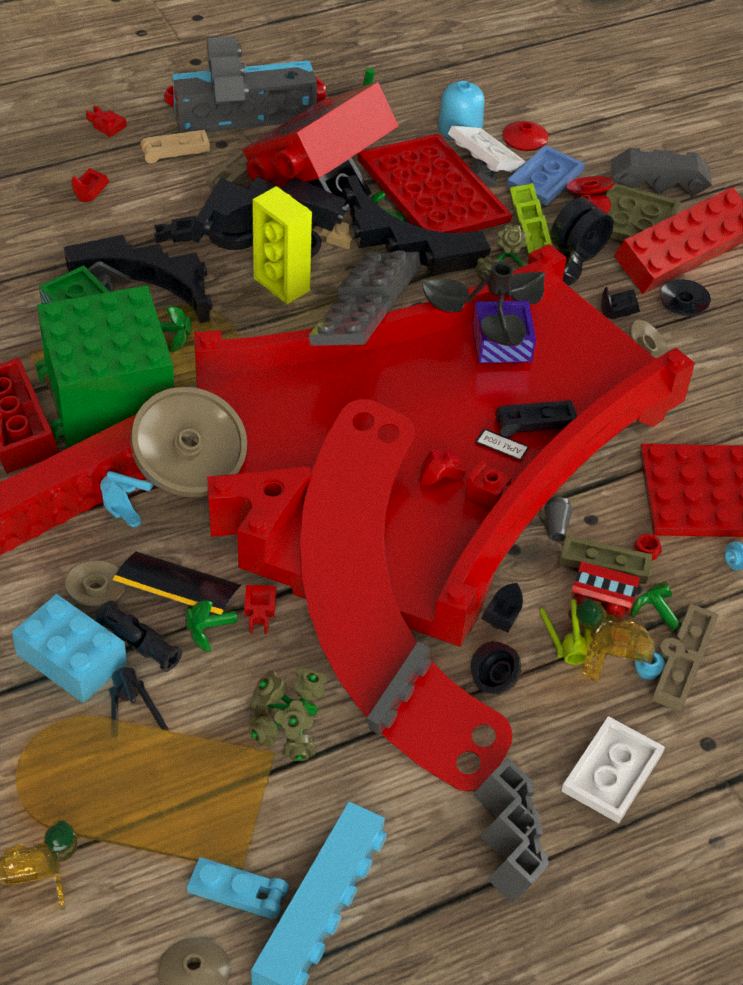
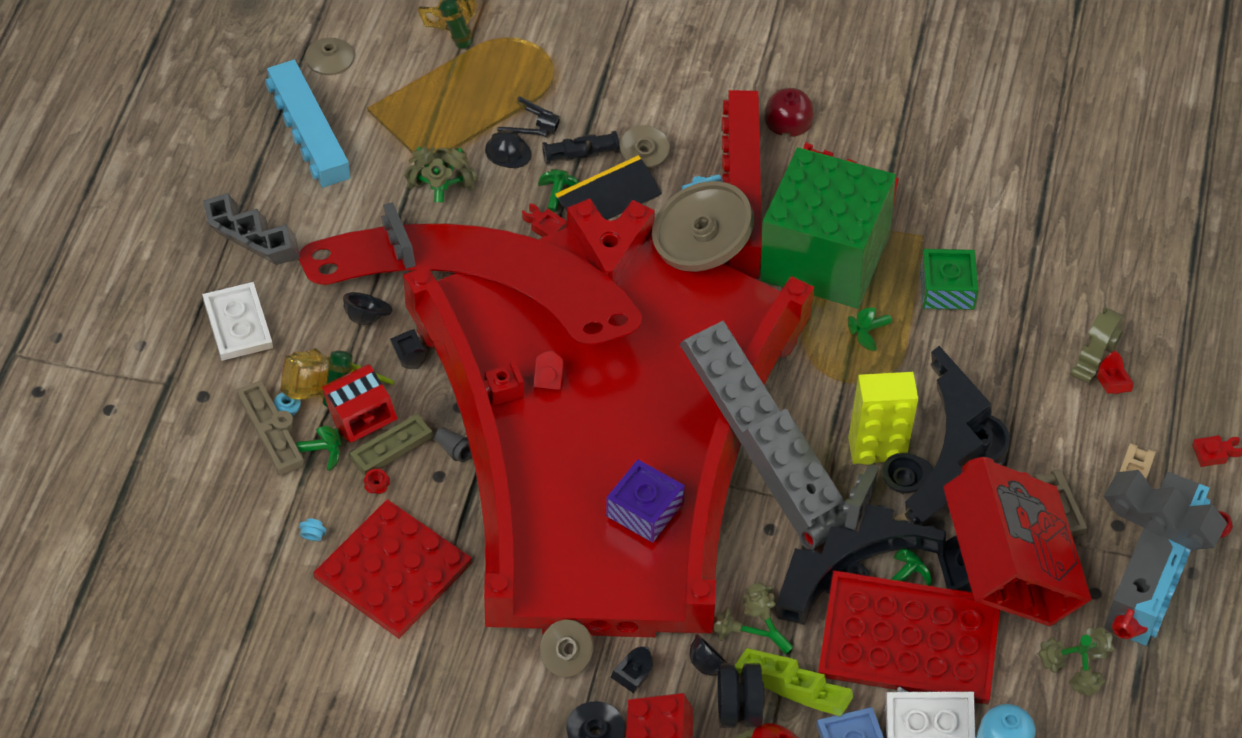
camera: 130 degrees right, 5 degrees up
(62, 193) = (1104, 339): none -> olive piece
(69, 648) = (601, 105): medium azure brick -> none
(108, 275) = (973, 316): dark grey piece -> none
(149, 264) = (988, 340): black arch -> none
(179, 230) = (1004, 406): black plate -> none
(187, 705) = (508, 150): none -> black piece
(237, 888) = (356, 98): medium azure plate -> none
(351, 246) = (860, 497): none -> dark grey plate
(502, 329) = (672, 536): pearl dark grey plant -> none
(502, 444) = (542, 436): white sticker -> none
(534, 417) = (541, 468): black plate -> none

